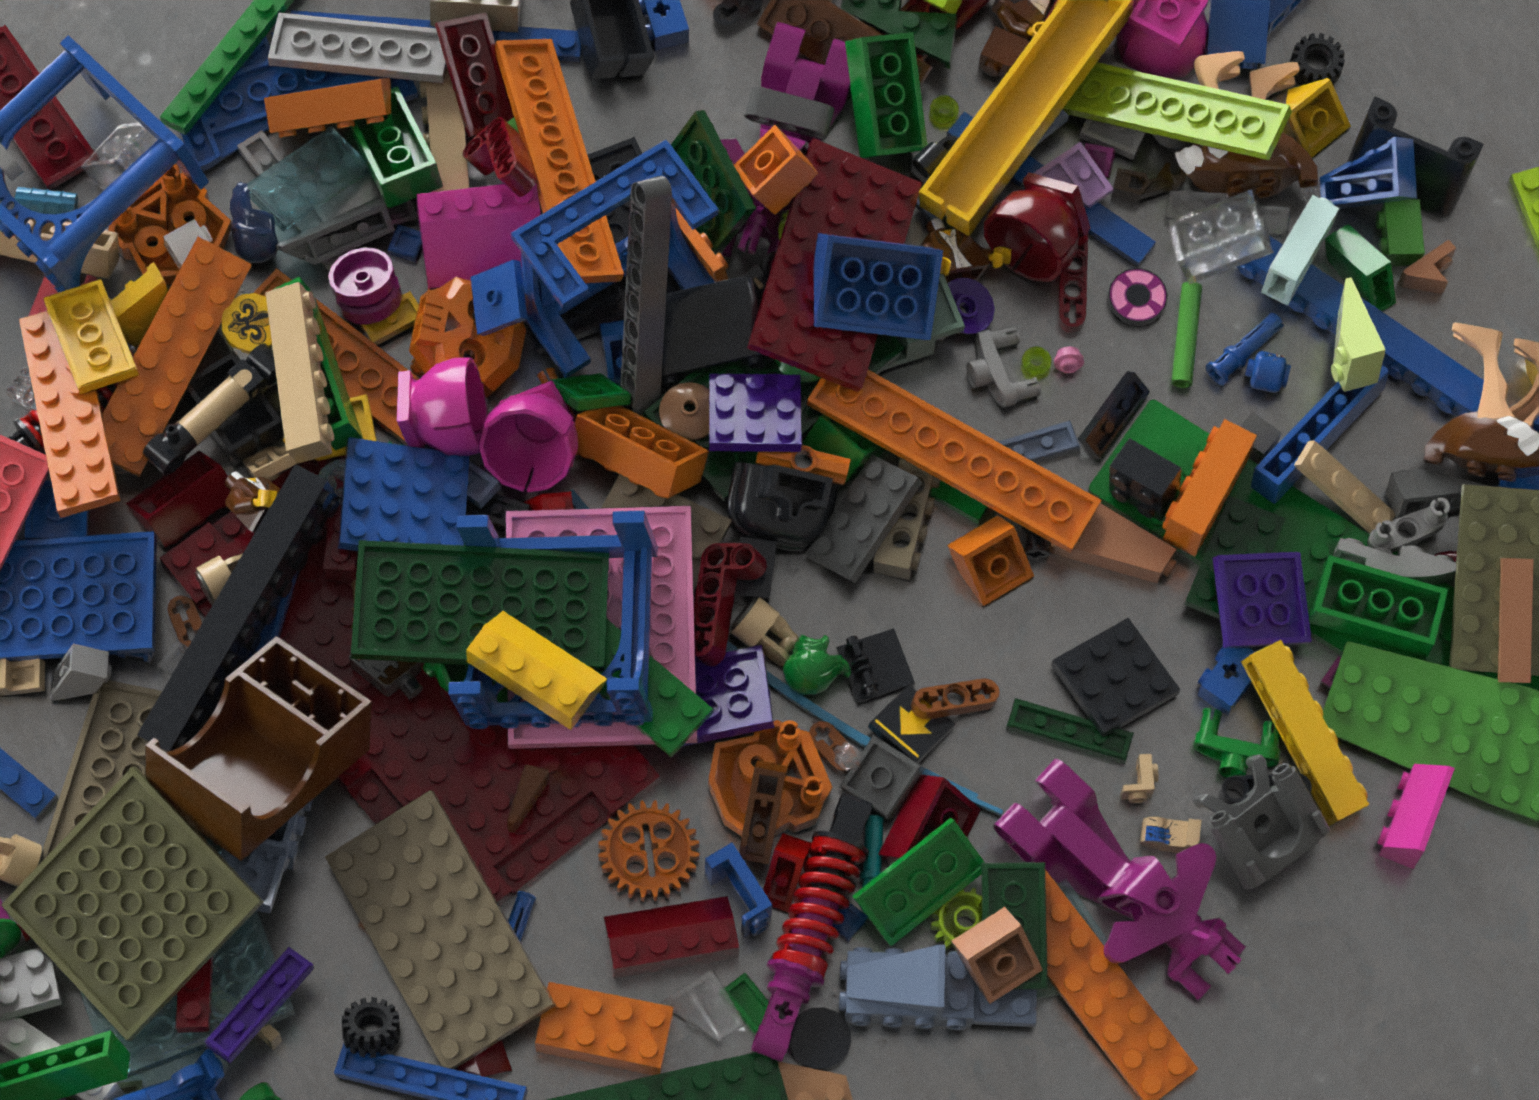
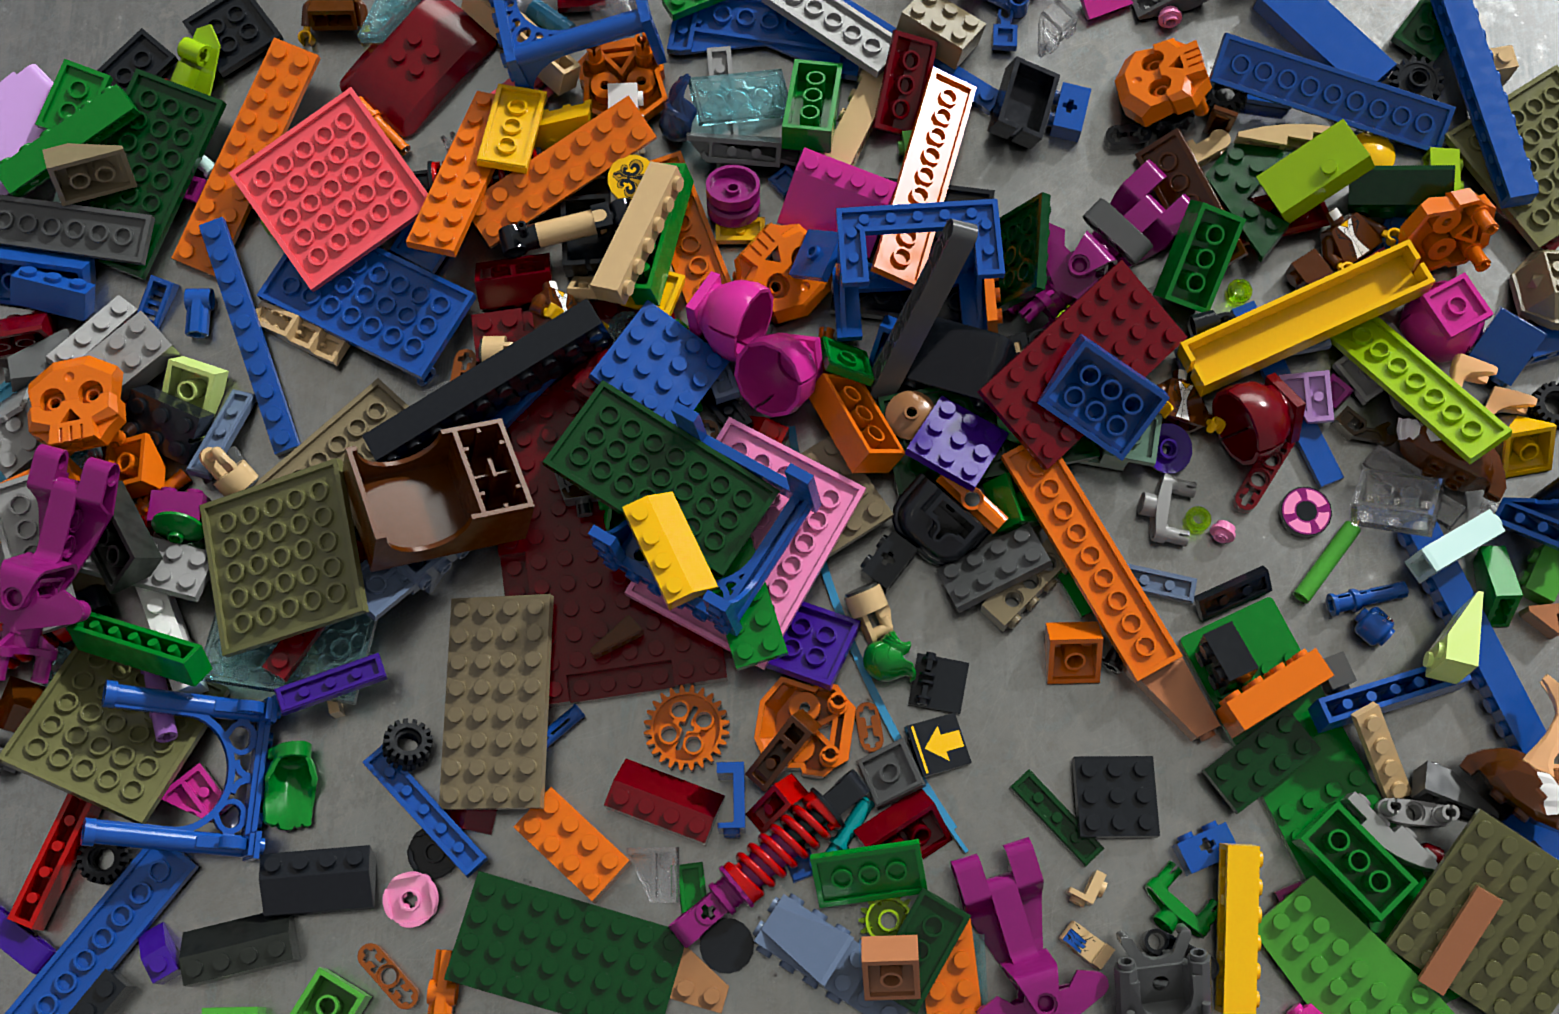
camera: 35 degrees right, 5 degrees up
(80, 672) = (366, 367): light grey slope -> none
(328, 105) = (783, 51): orange slope -> none
(502, 151) = (885, 153): dark red beam -> none
(713, 636) = (823, 593): dark red beam -> none
(775, 170) = (1077, 268): orange slope -> none
(847, 756) = (873, 743): clear plate -> none
(945, 708) = (998, 756): dark orange beam -> none
(1261, 599) = (1264, 804): dark purple plate -> none

